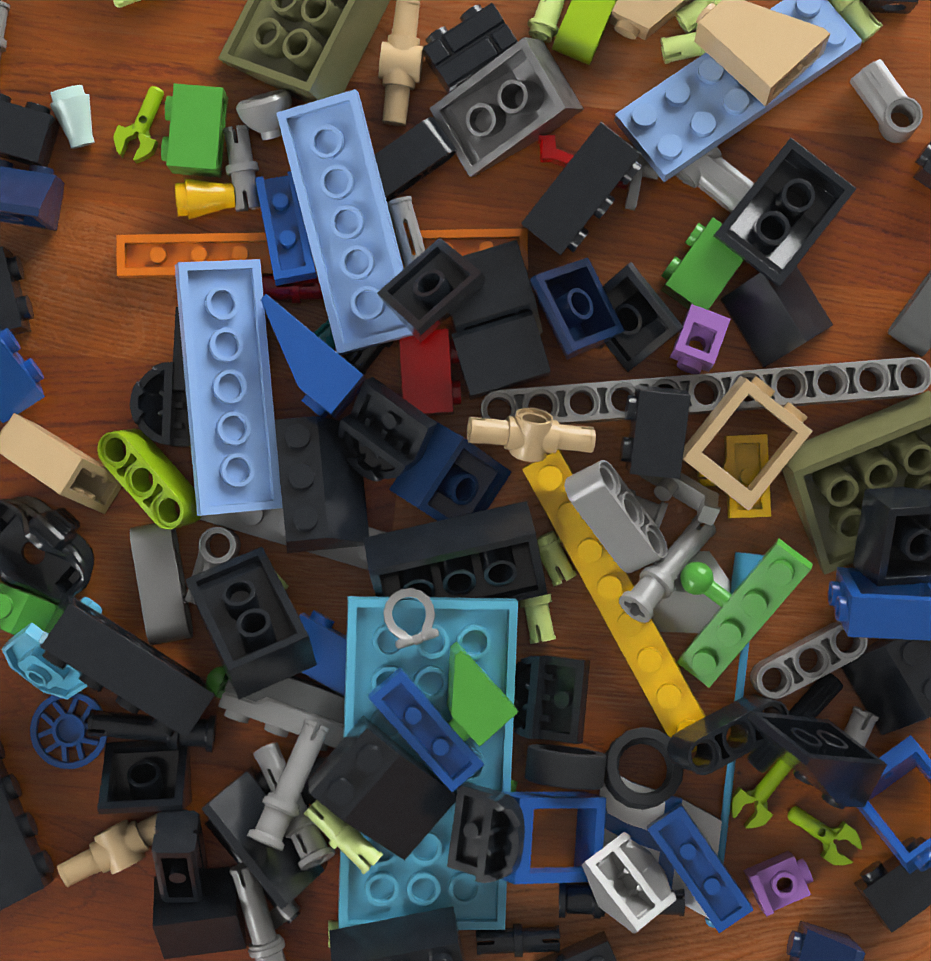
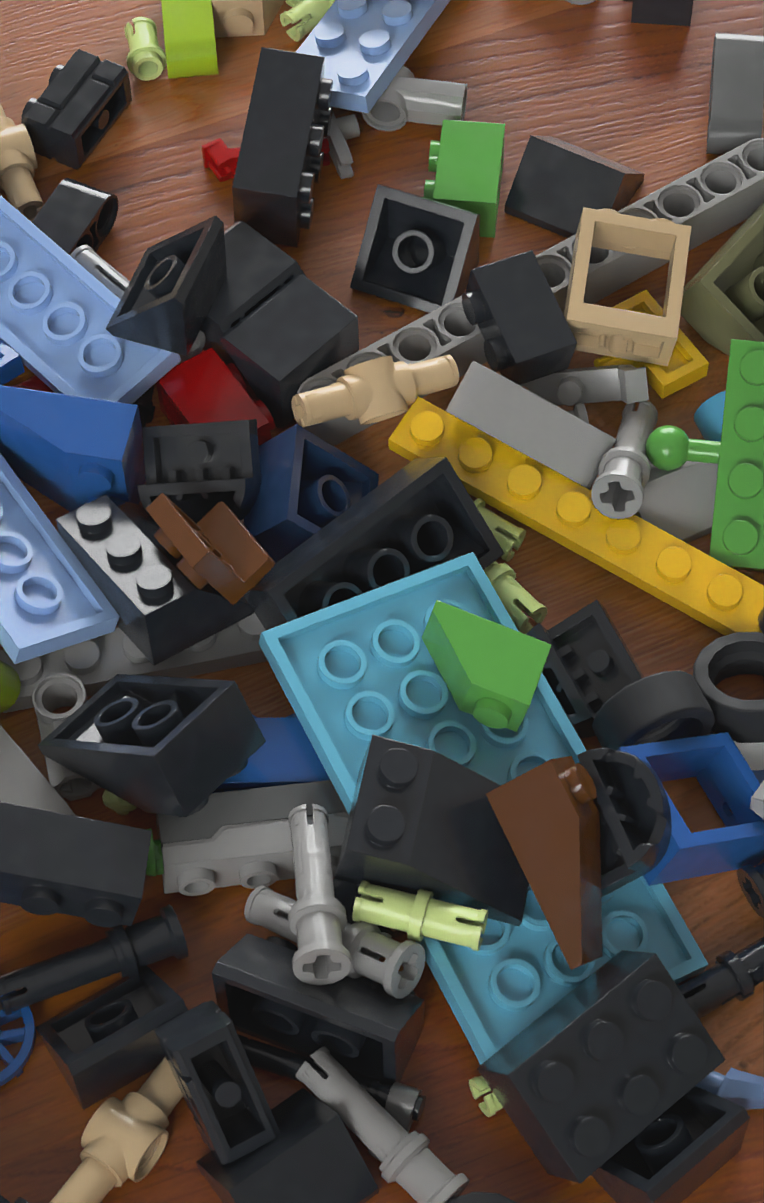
camera: 25 degrees left, 30 degrees down
(355, 509) = (213, 550): none -> reddish brown bracket
(425, 729) = (434, 722): blue plate -> none
(428, 631) = (359, 643): light grey piece -> none
(443, 837) = (557, 843): none -> reddish brown slope
(506, 106) = (151, 134): flat silver slope -> none
(576, 307) = (348, 265): dark blue slope -> none
(706, 328) = (510, 237): medium lavender brick -> none
(785, 212) = (517, 74): black slope -> none

